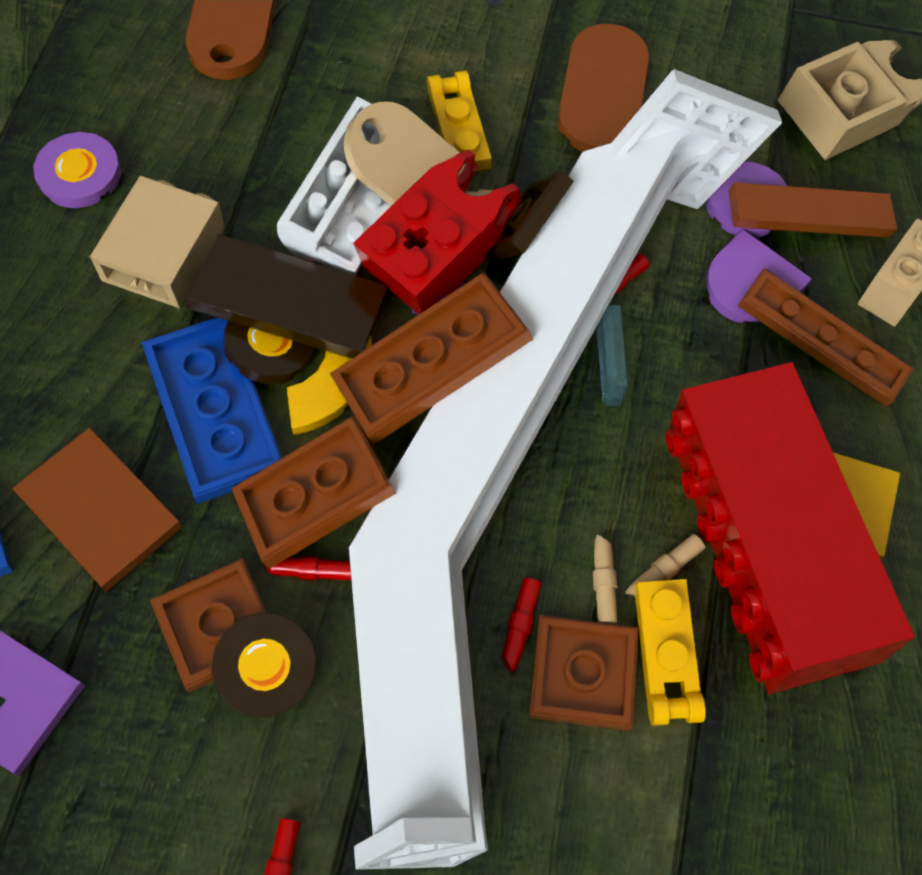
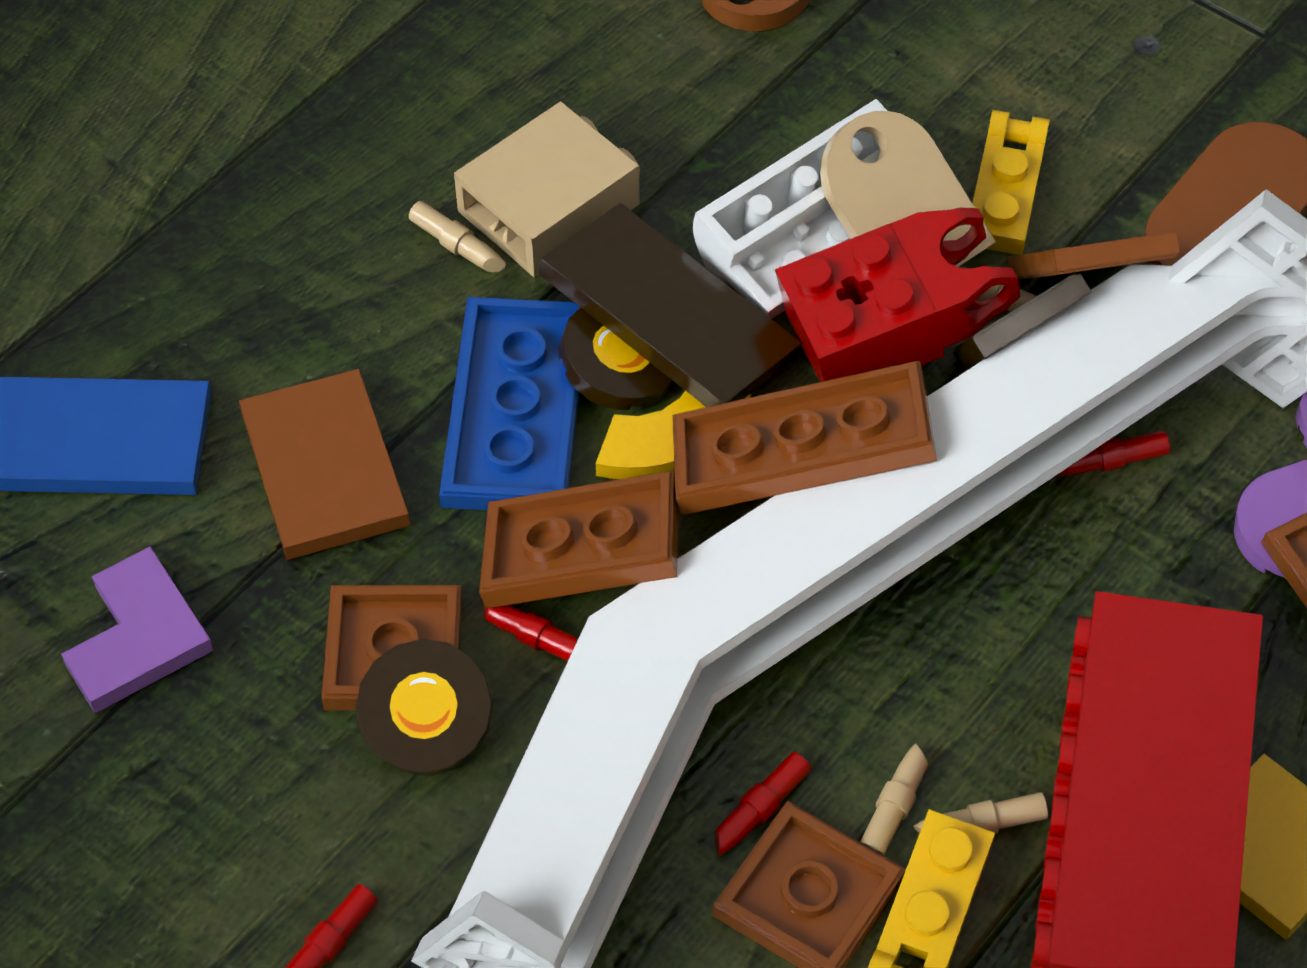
camera: 30 degrees right, 10 degrees down
(77, 169) = (493, 71): medium lavender tile -> none
(110, 300) = (456, 237): none -> tan piece
(551, 154) = (1095, 256): none -> dark orange tile
(612, 356) = (1050, 537): clear light blue tile -> none

